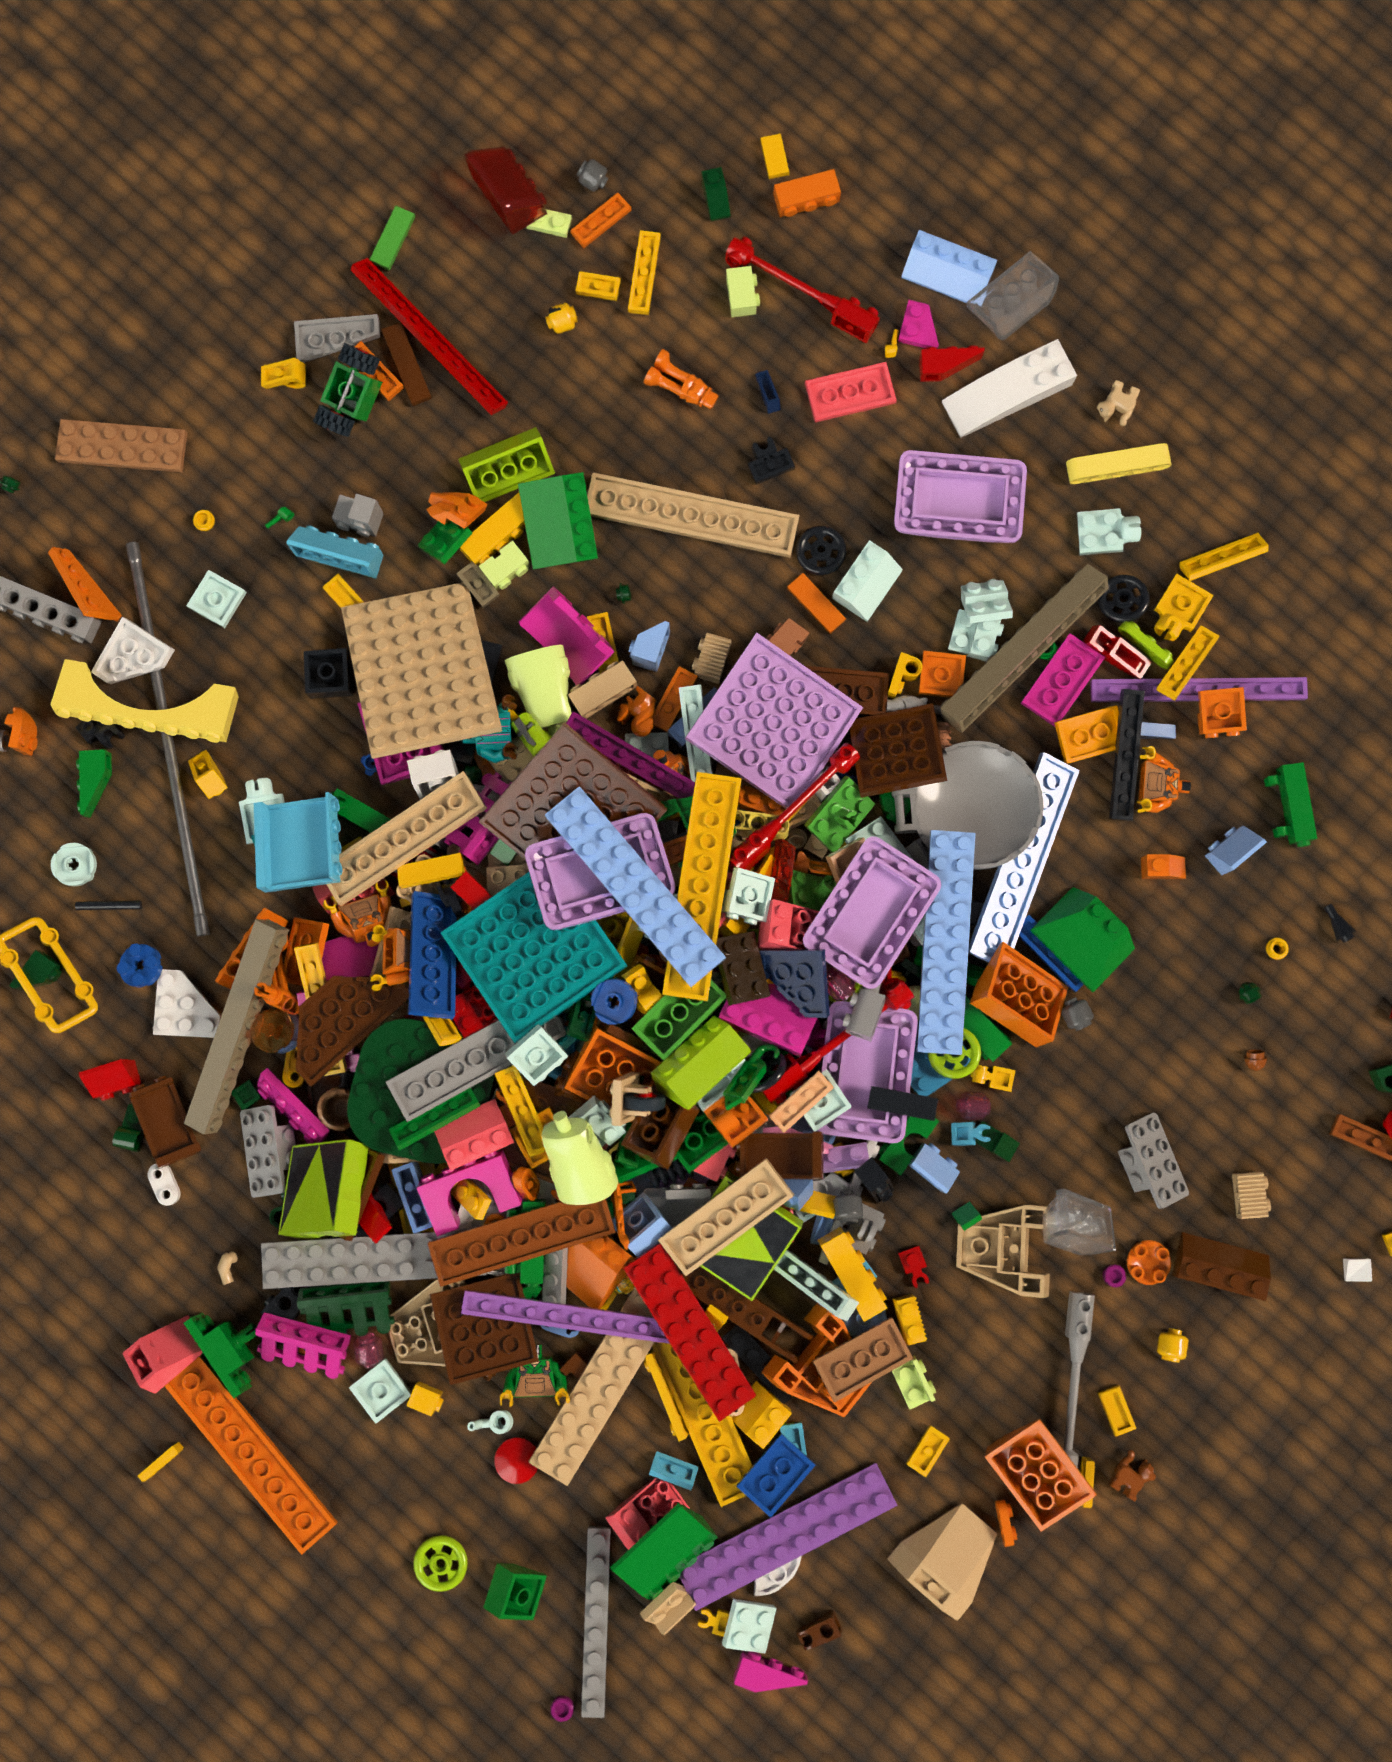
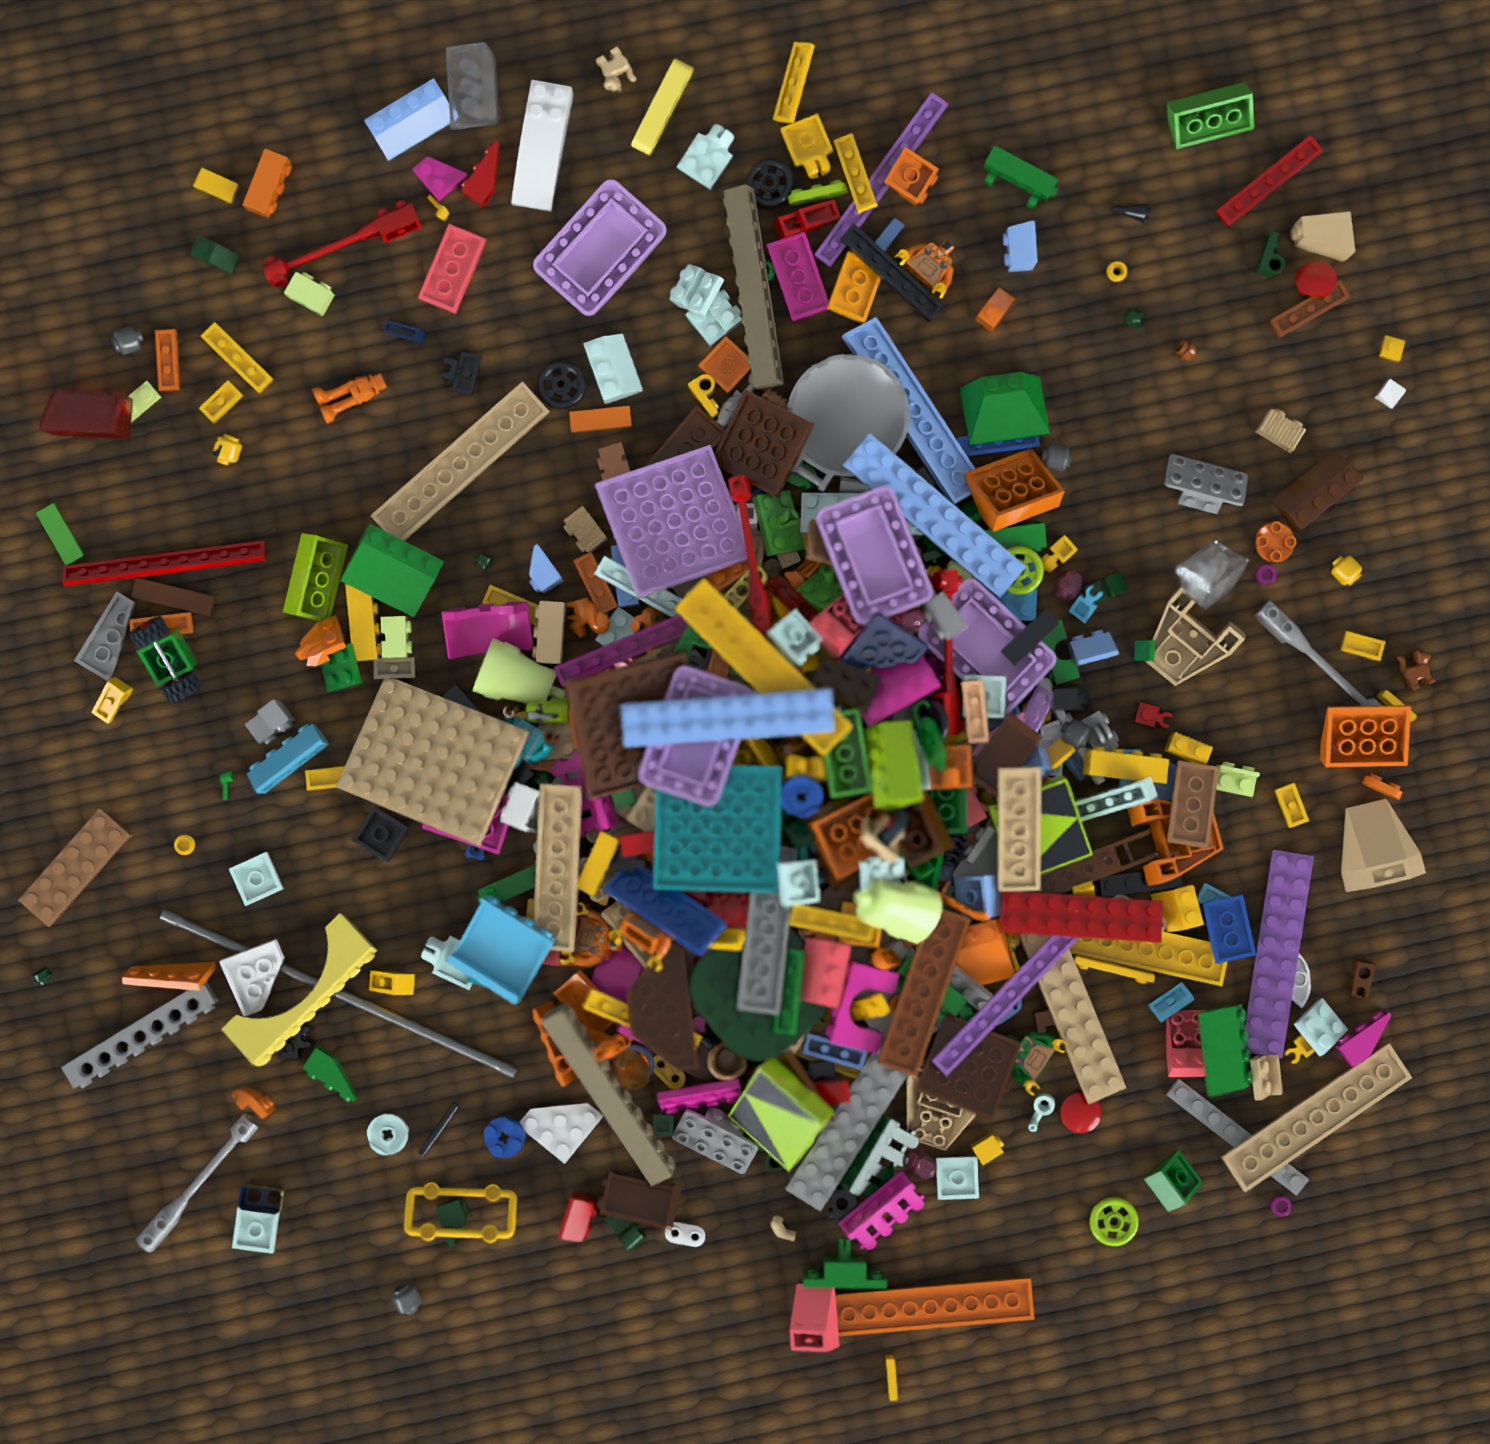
camera: 60 degrees left, 5 degrees up
(664, 1683) = (1316, 1117): none -> tan plate

